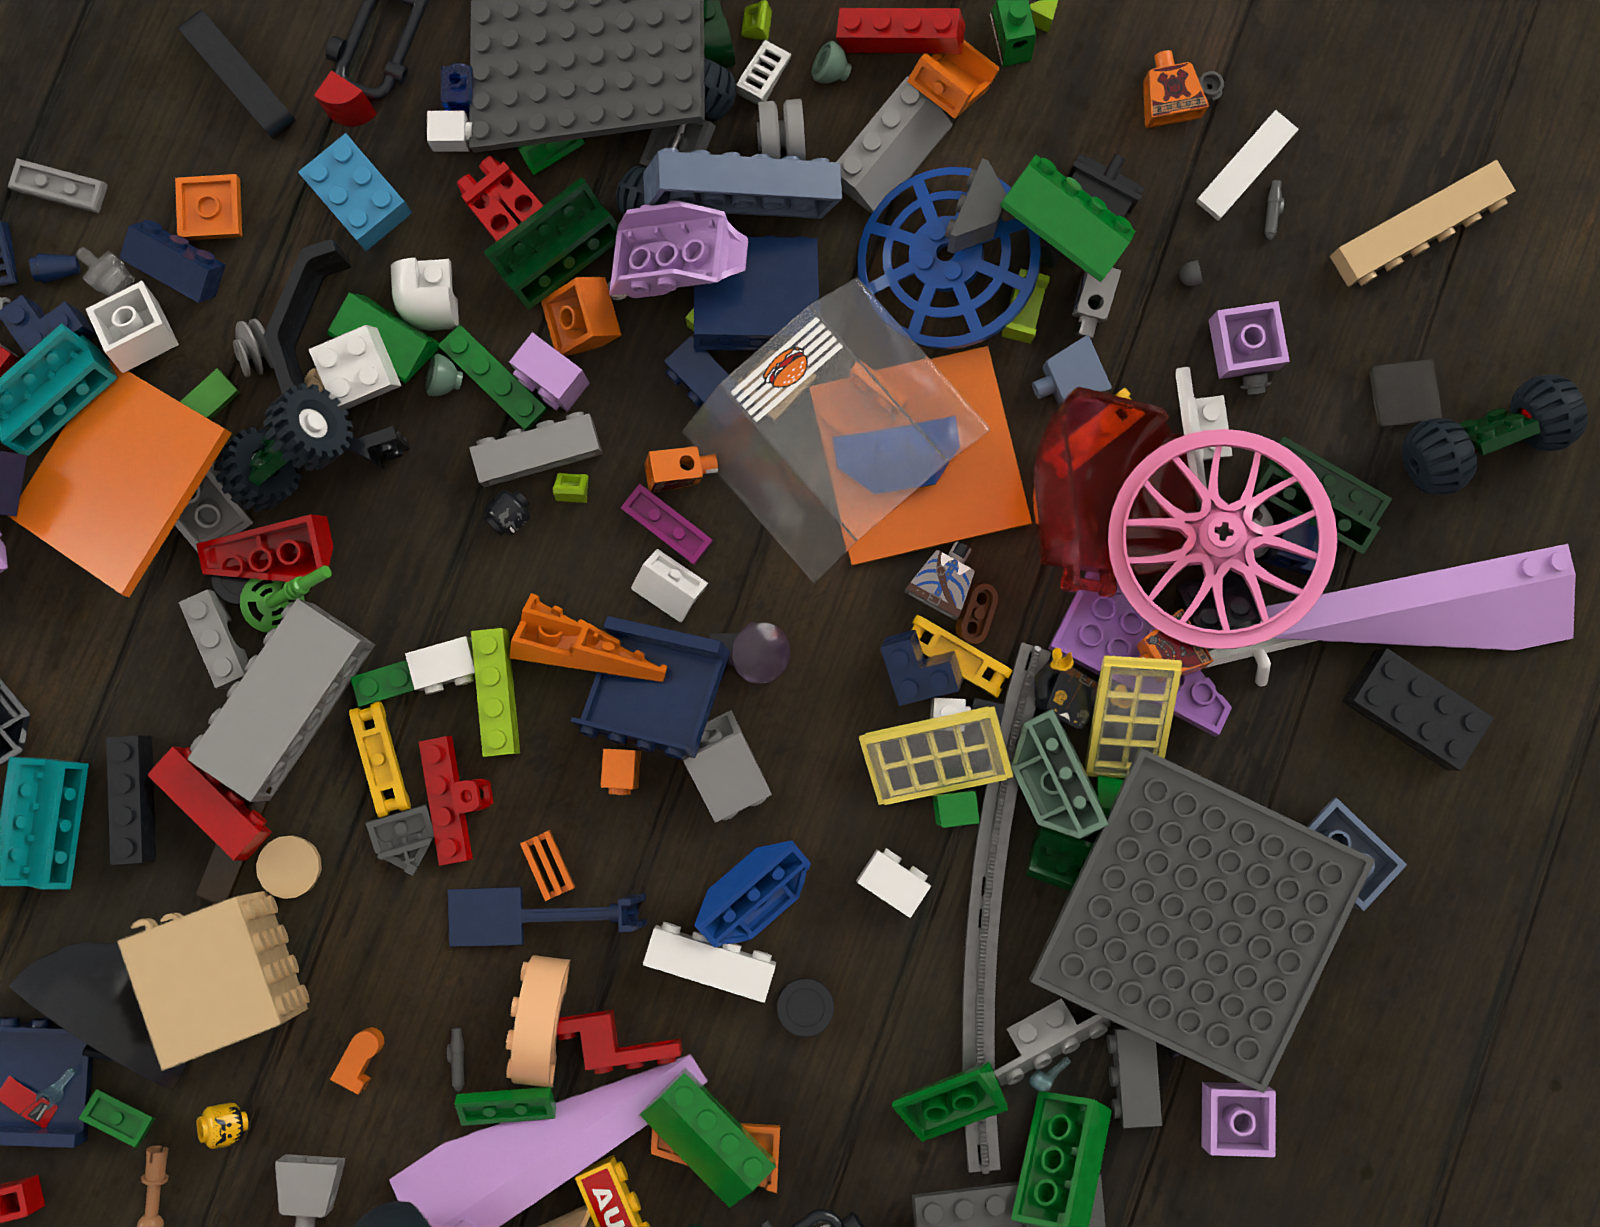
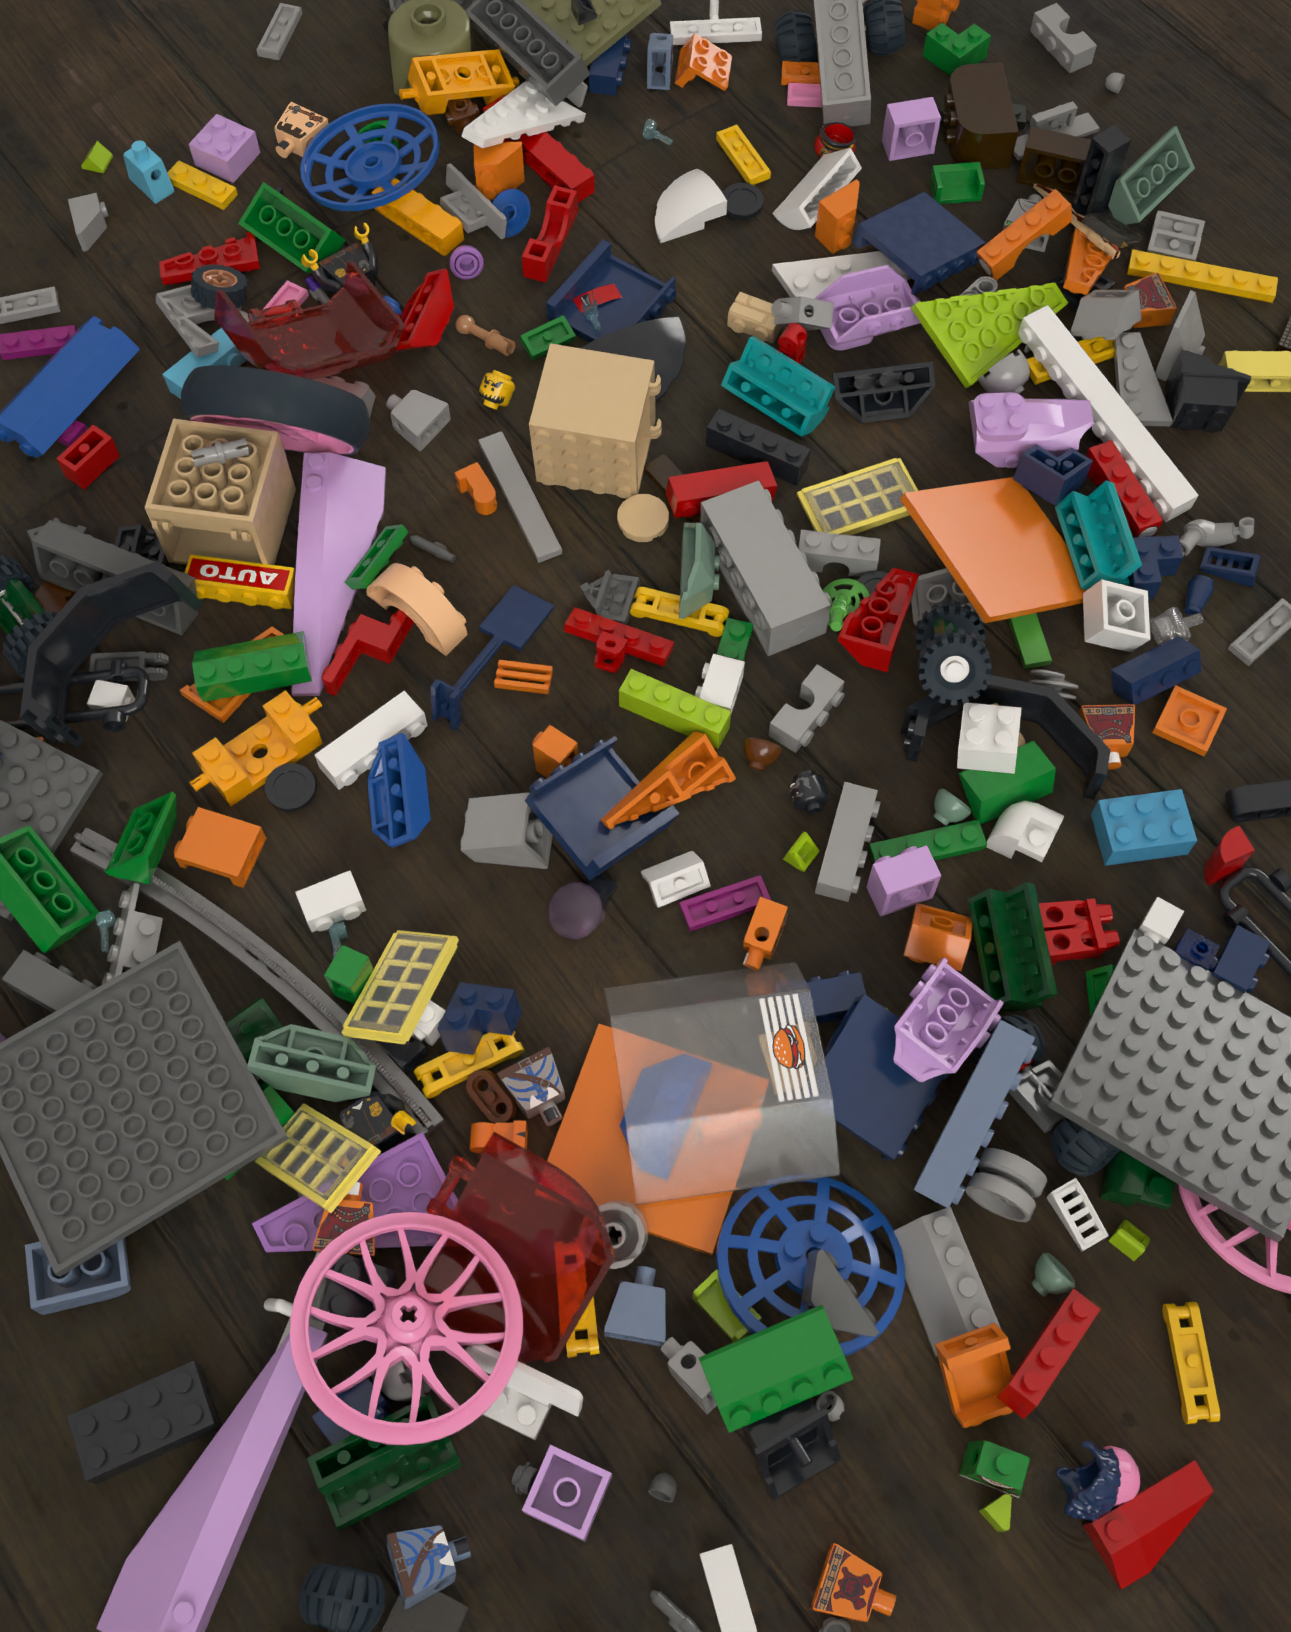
camera: 125 degrees right, 20 degrees down
(132, 658) = (858, 499): none -> clear piece
(265, 273) = (1113, 726): none -> torso
(324, 766) = (697, 569): none -> sand green wedge
(338, 1012) = (520, 497): none -> light grey tile
(389, 563) = (796, 727): none -> light grey arch
(441, 45) = (1241, 958): none -> dark blue brick
(492, 582) = (760, 753): none -> reddish brown brick
(820, 1081) = (283, 732): none -> light orange brick
(908, 1028) = (220, 845): none -> orange panel
(917, 857) = (337, 932): none -> clear light blue hand
(1007, 582) = (482, 1131): none -> orange leg
(1022, 426) = (633, 1228): none -> light grey brick
(1368, 416) = (424, 1561): none -> torso

